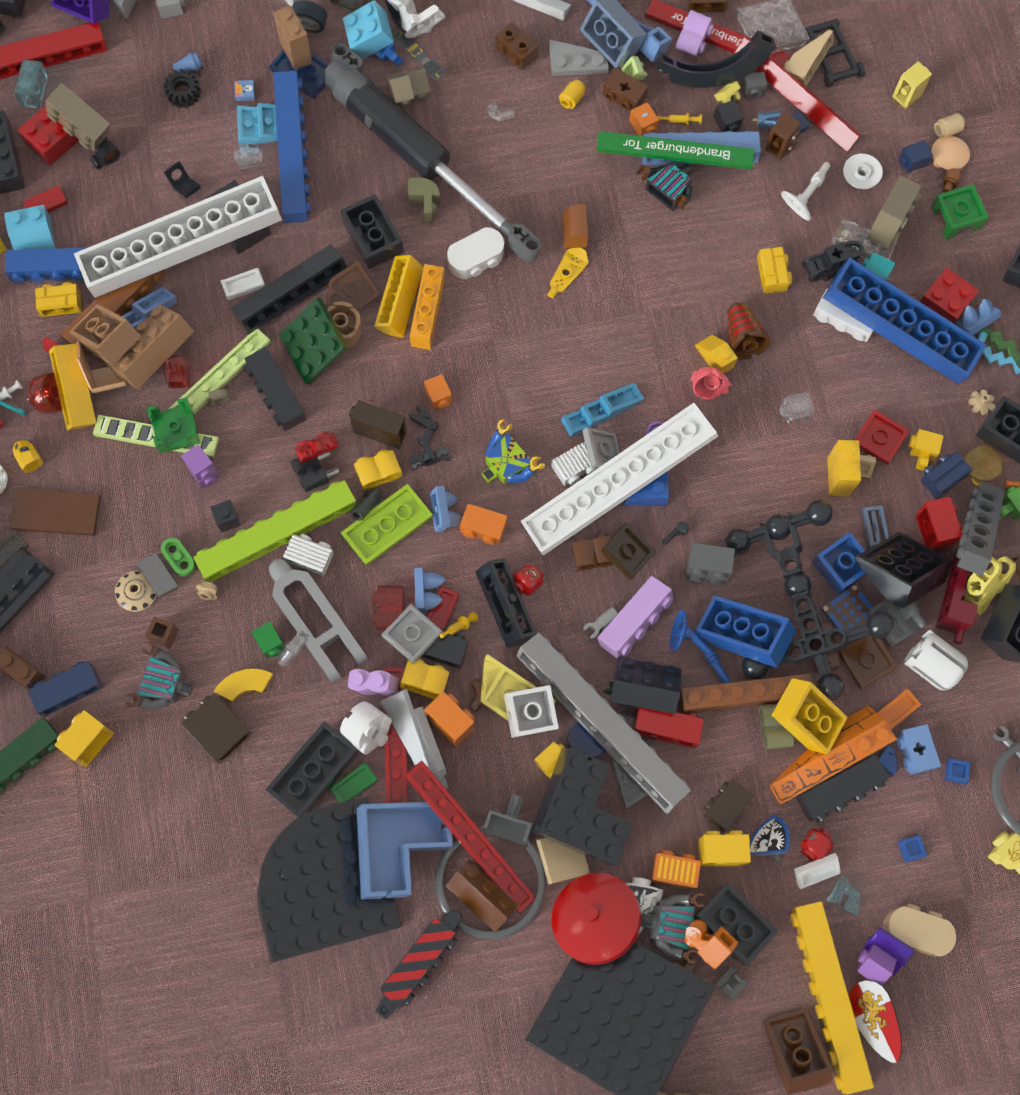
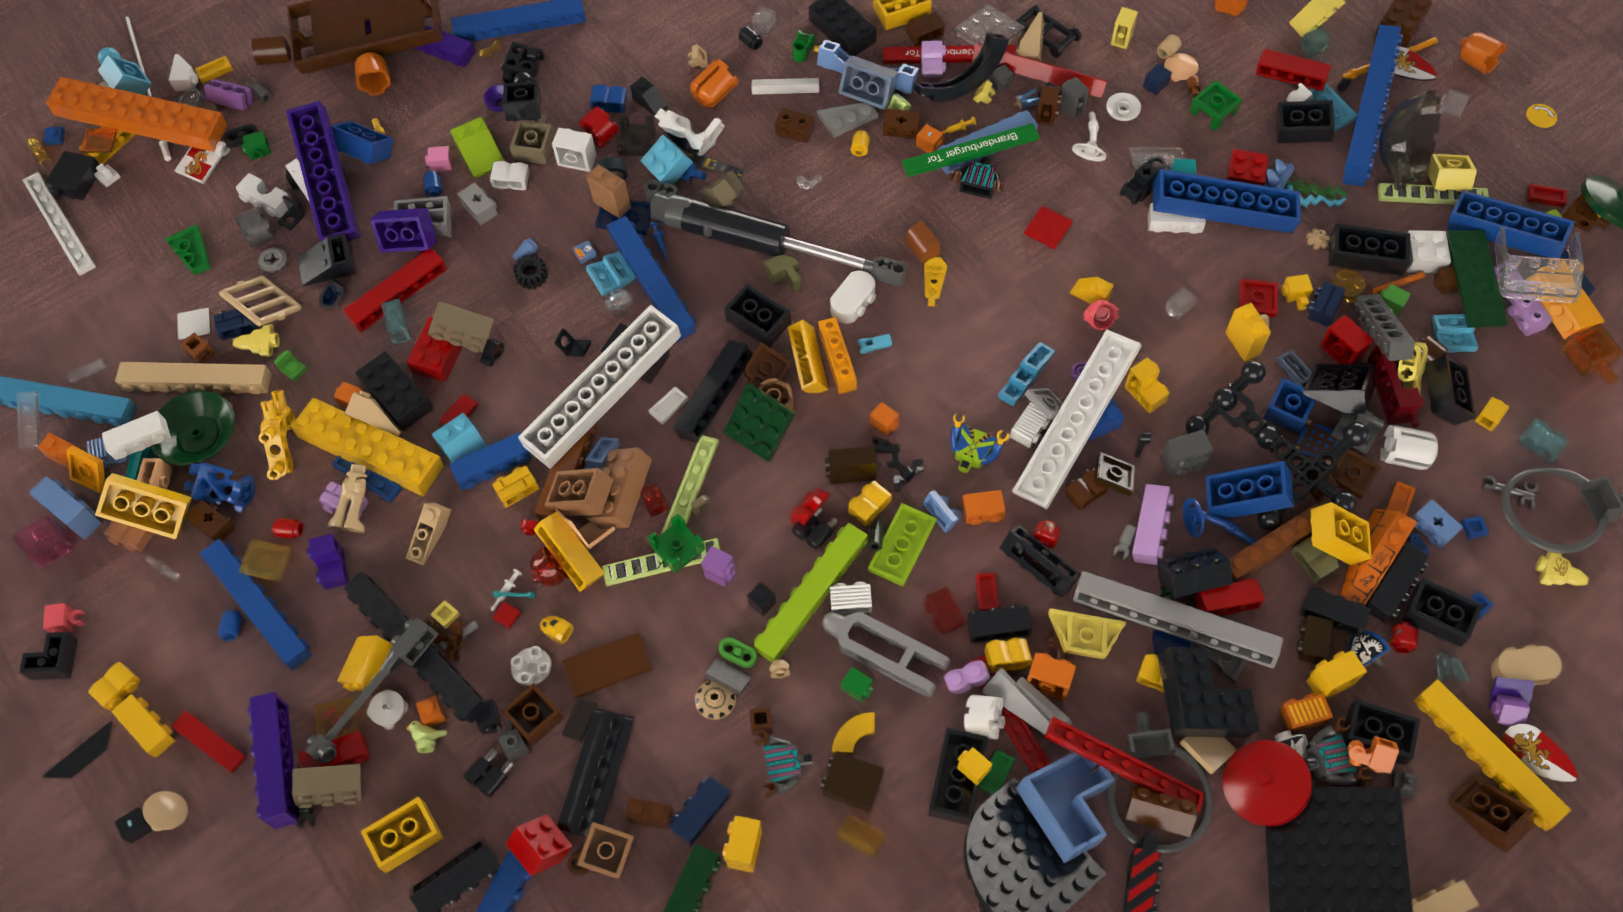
camera: 20 degrees left, 10 degrees down
(197, 782) = (861, 836): none -> clear yellow panel
(275, 389) = (745, 476): black brick -> none
(292, 648) = (882, 681): clear axle -> none
(323, 105) = (658, 235): none -> blue piece
(325, 769) = (974, 765): none -> yellow brick
(412, 633) = (978, 620): light grey tile -> none
(425, 581) = (963, 574): medium blue tile -> none
(462, 623) = (1013, 594): yellow piece -> none
(475, 311) = (877, 343): none -> medium azure bar
(530, 711) = (1114, 637): white brick -> none
(710, 476) = (1145, 387): none -> yellow brick
(712, 267) = (1048, 227): none -> red tile
(728, 116) = (995, 109): black brick -> none
(745, 332) = (1106, 263): reddish brown cone -> none
(765, 787) = (1346, 615): none -> black brick
(773, 270) = (1099, 208): yellow brick -> none
(814, 139) = (1074, 98): none -> dark grey brick
(817, 871) = (1417, 658): white tile -> none
(867, 839) = (1442, 612): none -> black brick
(895, 212) = (1170, 124): dark tan brick -> none

